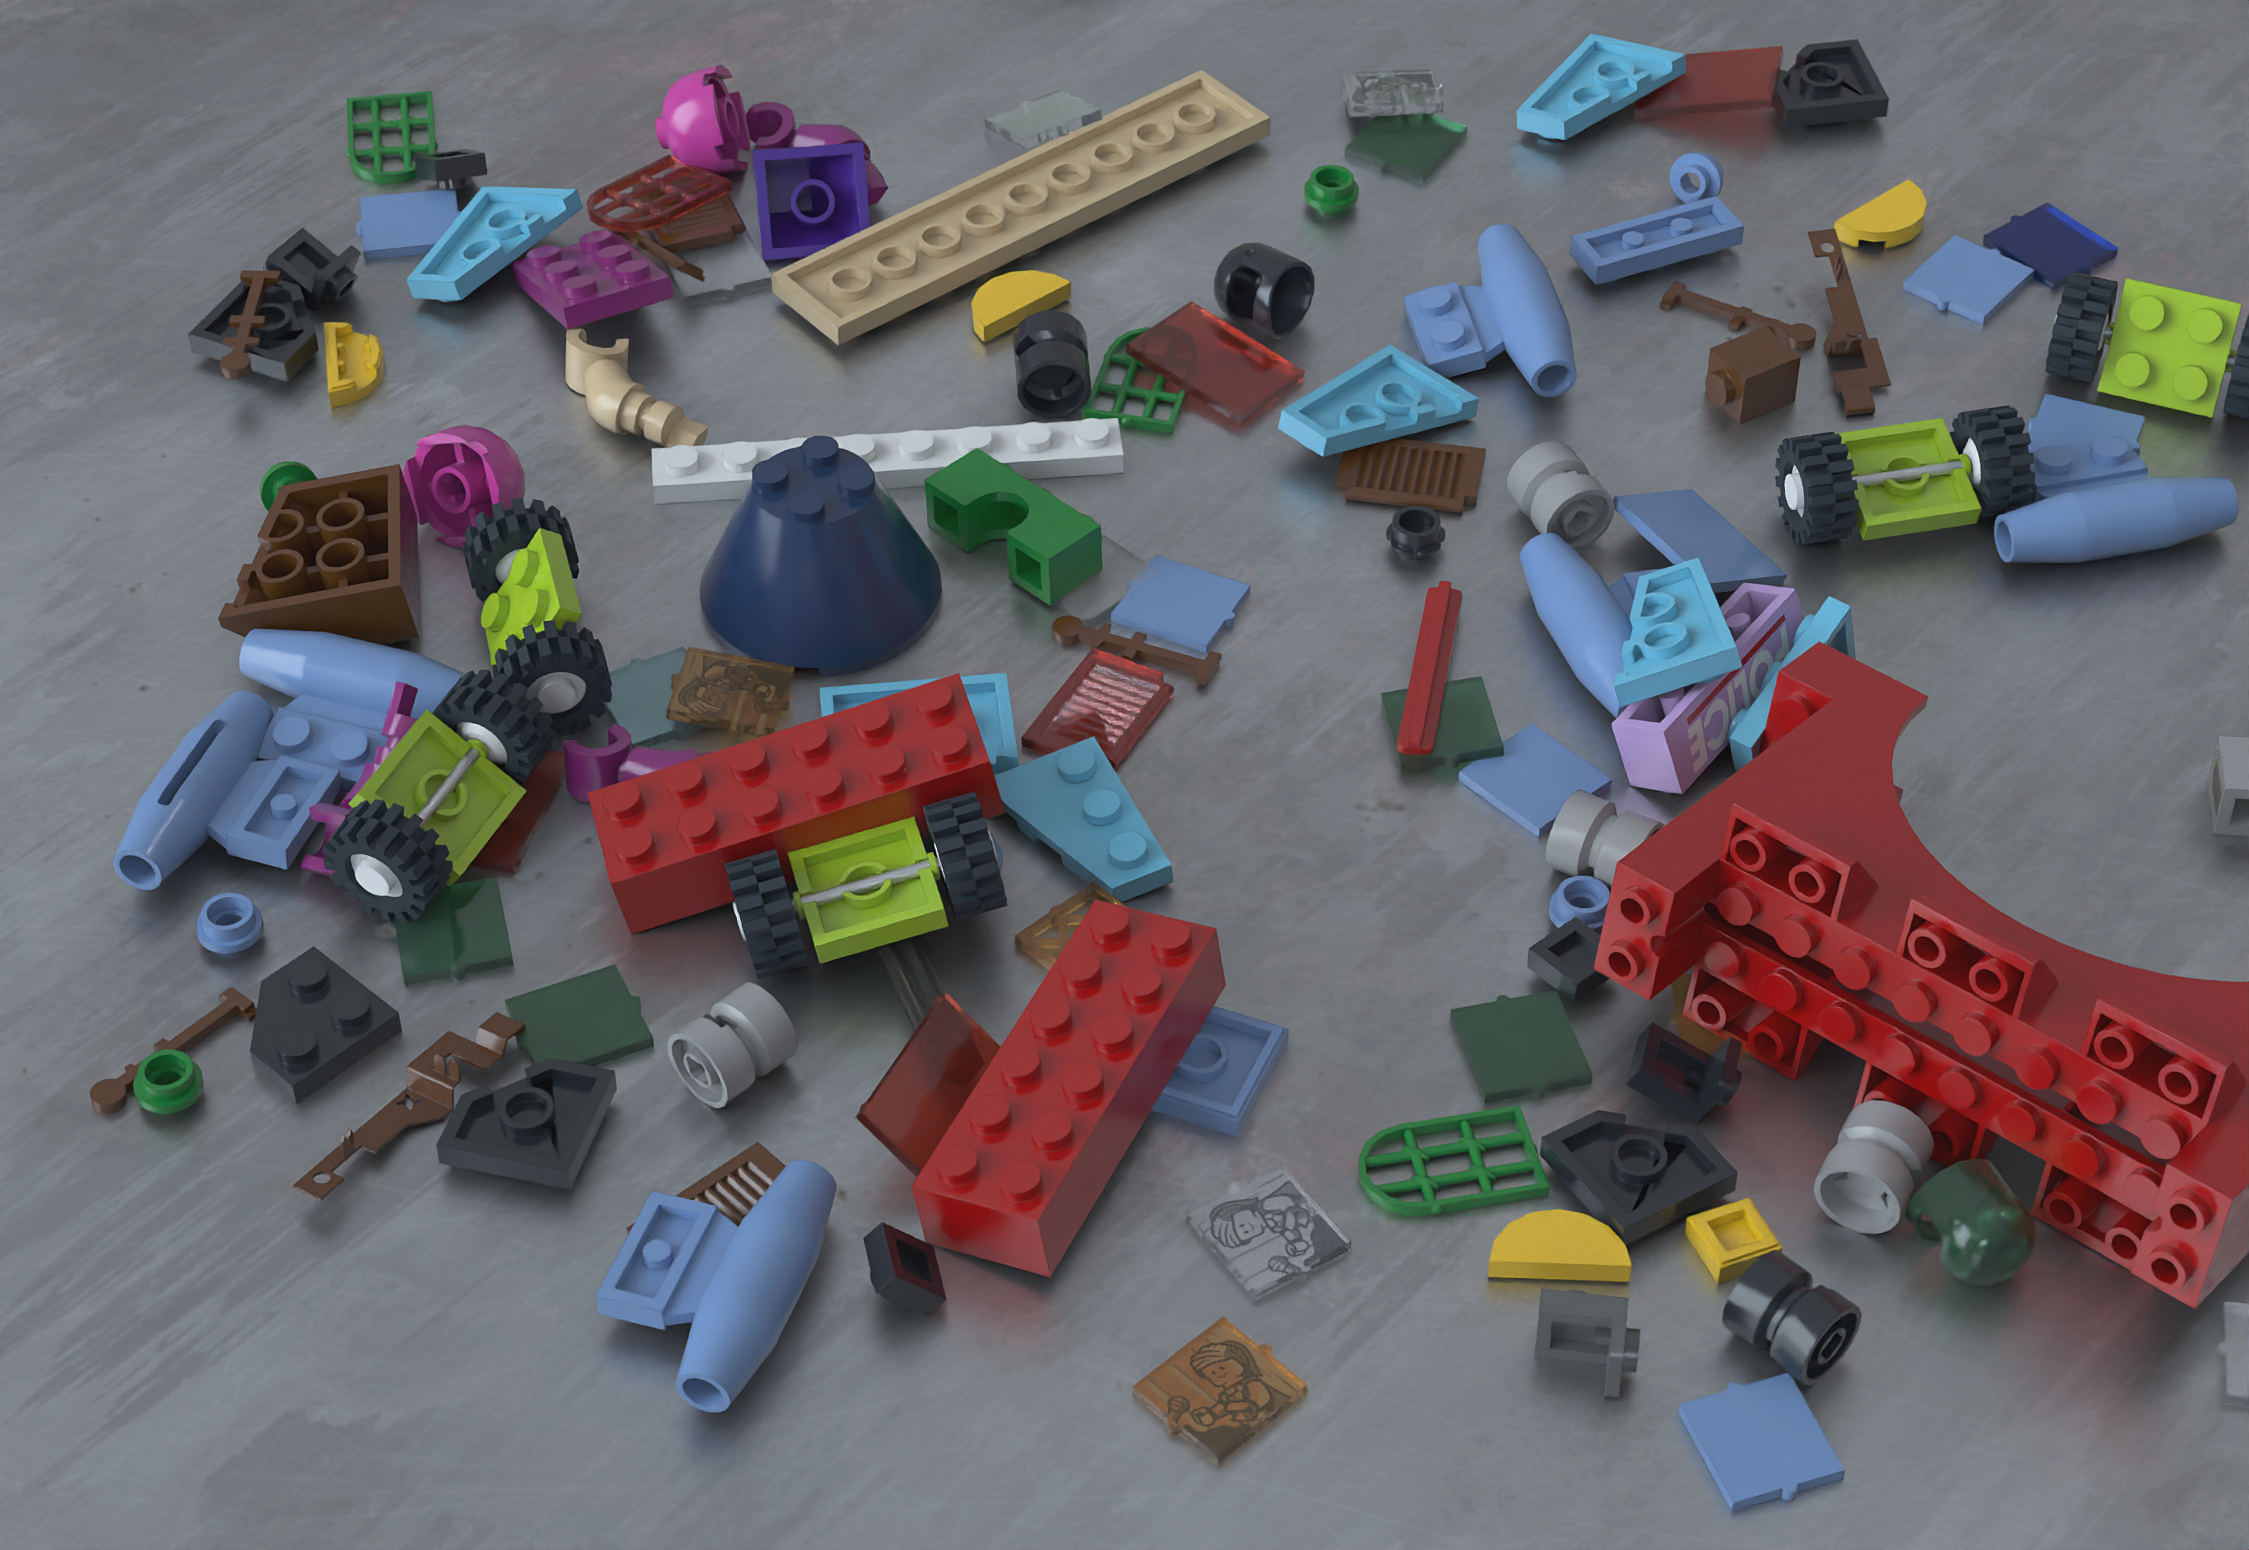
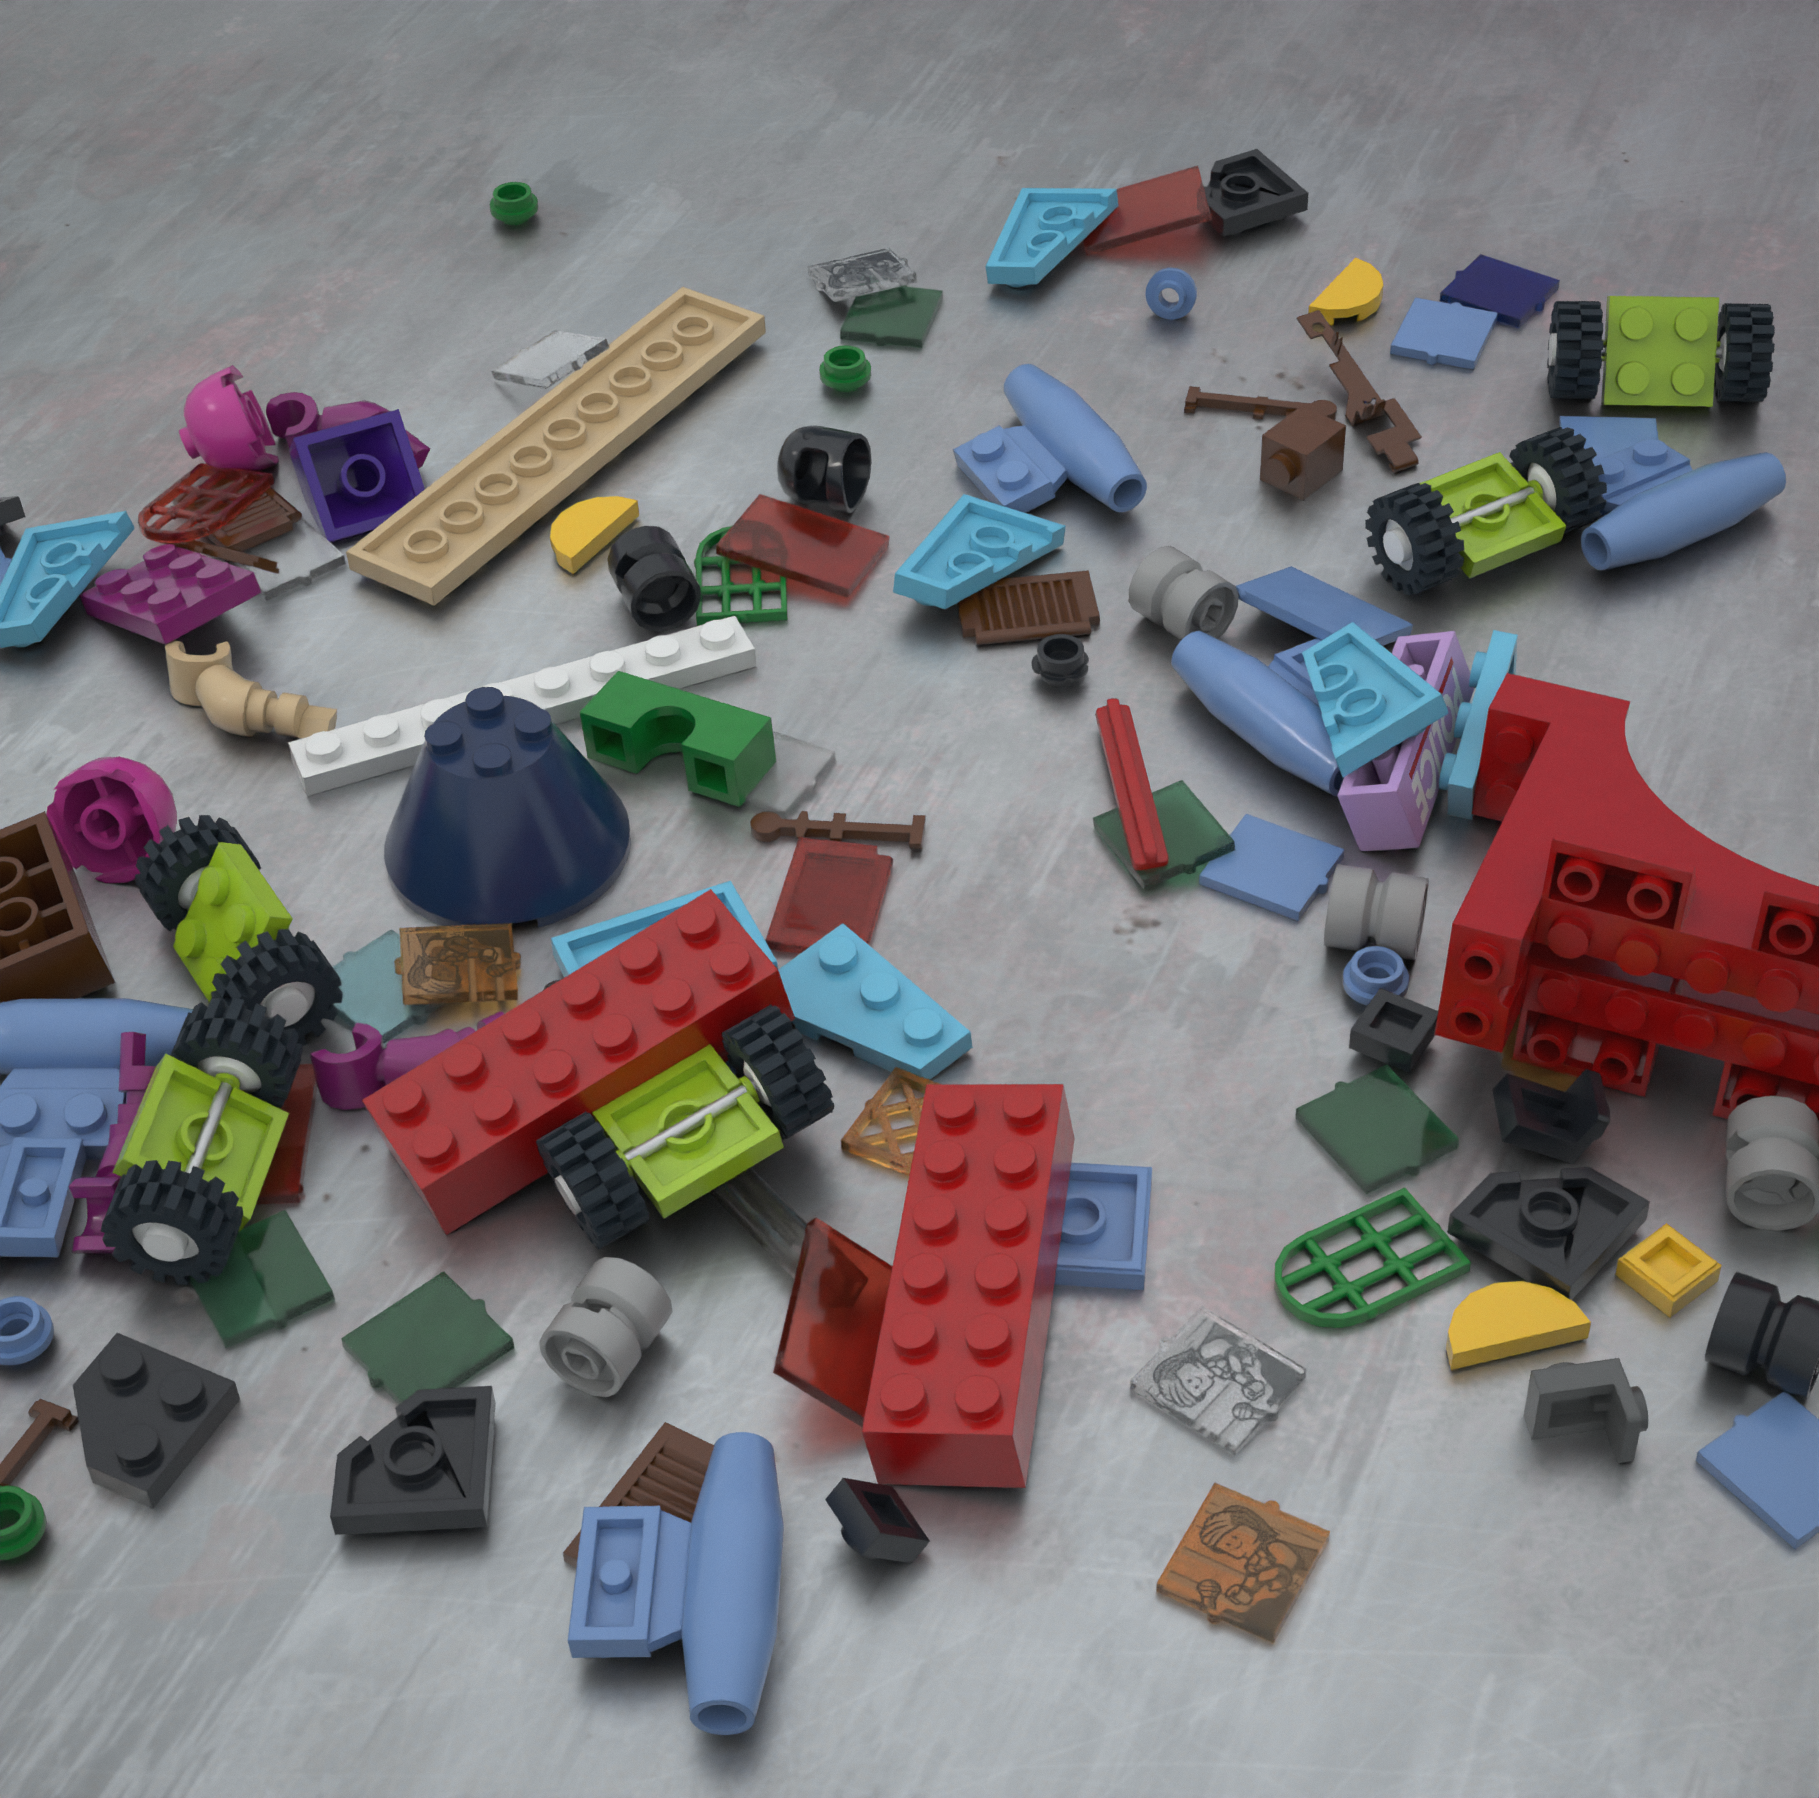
camera: 15 degrees left, 0 degrees up
(426, 1084) = (296, 1454): reddish brown piece -> none
(1183, 605) = (867, 777): medium blue piece -> none
(1656, 240) = (1159, 353): medium blue plate -> none

